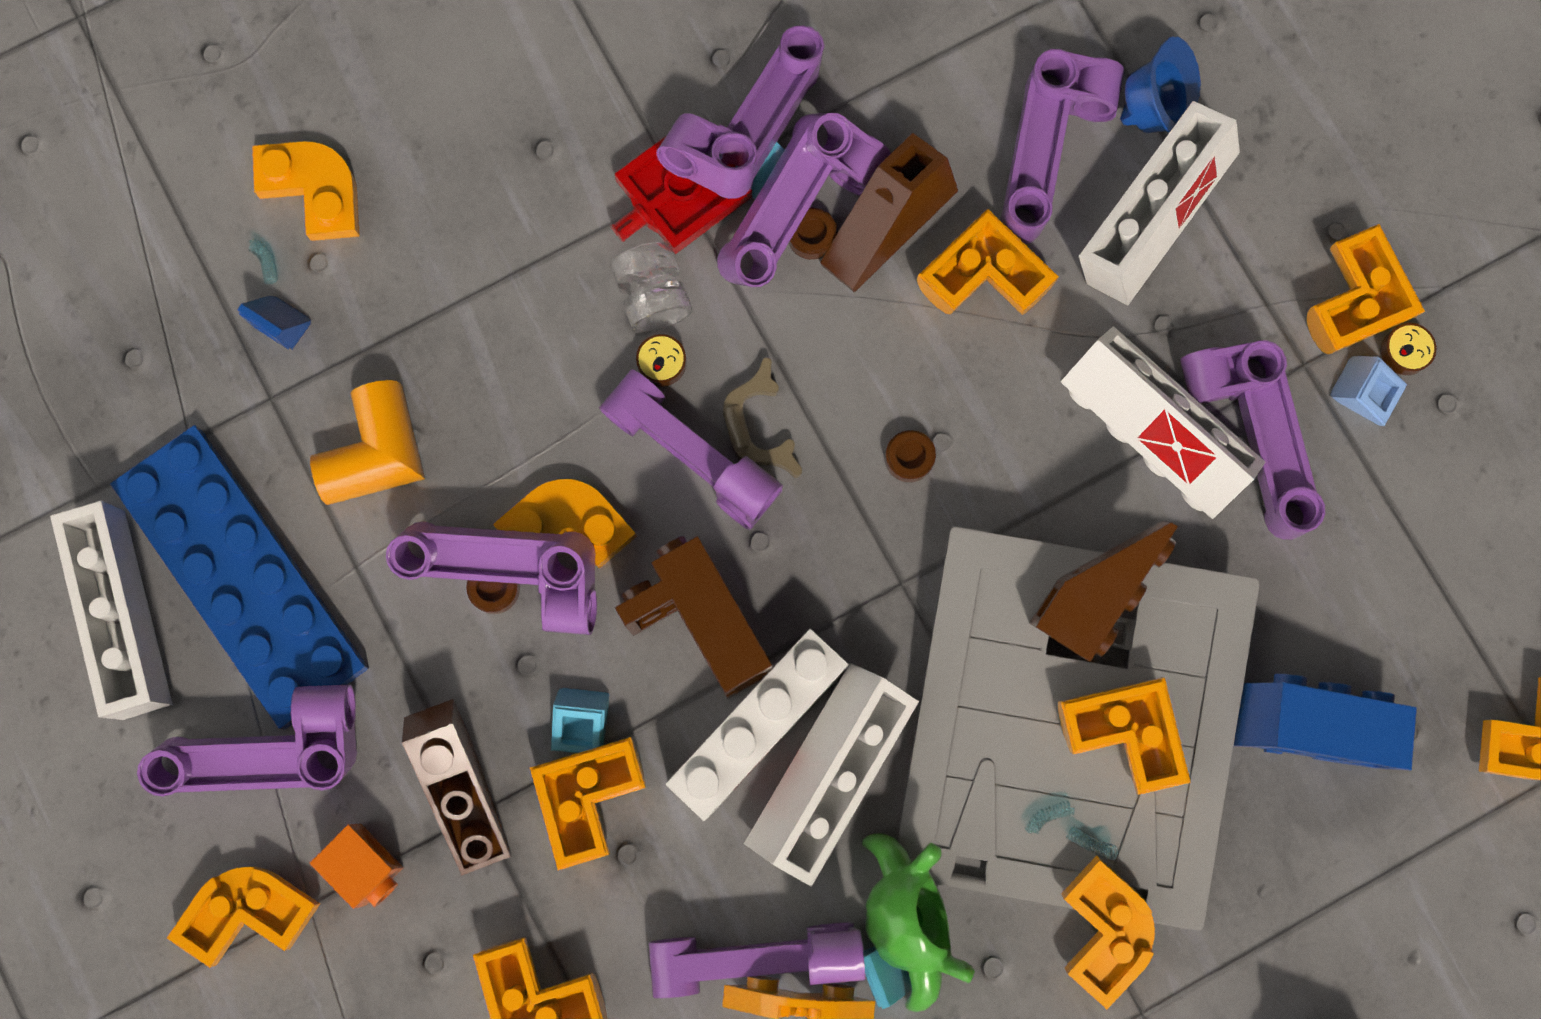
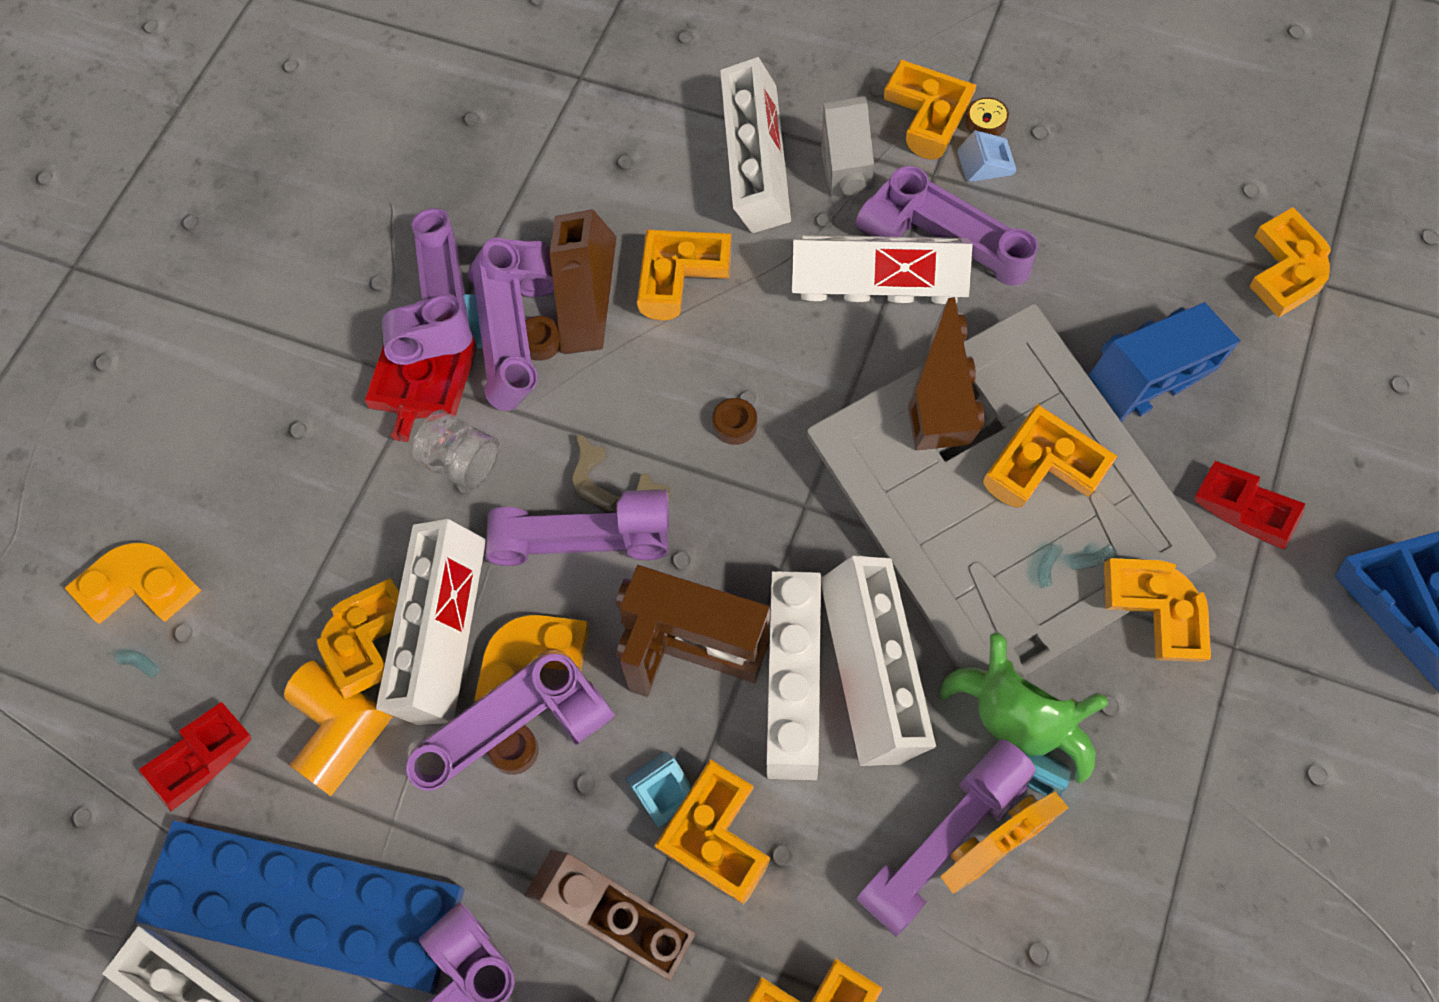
camera: 35 degrees left, 15 degrees down
(250, 384) = (191, 763): none -> red slope
(275, 320) = (180, 696): blue slope -> none
(441, 380) = (349, 634): none -> light orange plate
(509, 431) = (432, 623): none -> white brick
(661, 360) = (503, 490): light yellow tile -> none
(1086, 90) = (627, 137): medium lavender piece -> none
(1162, 88) = (693, 87): blue piece -> none
(1239, 279) = (847, 147): none -> light grey slope
(1275, 911) = (1243, 504): none -> red slope

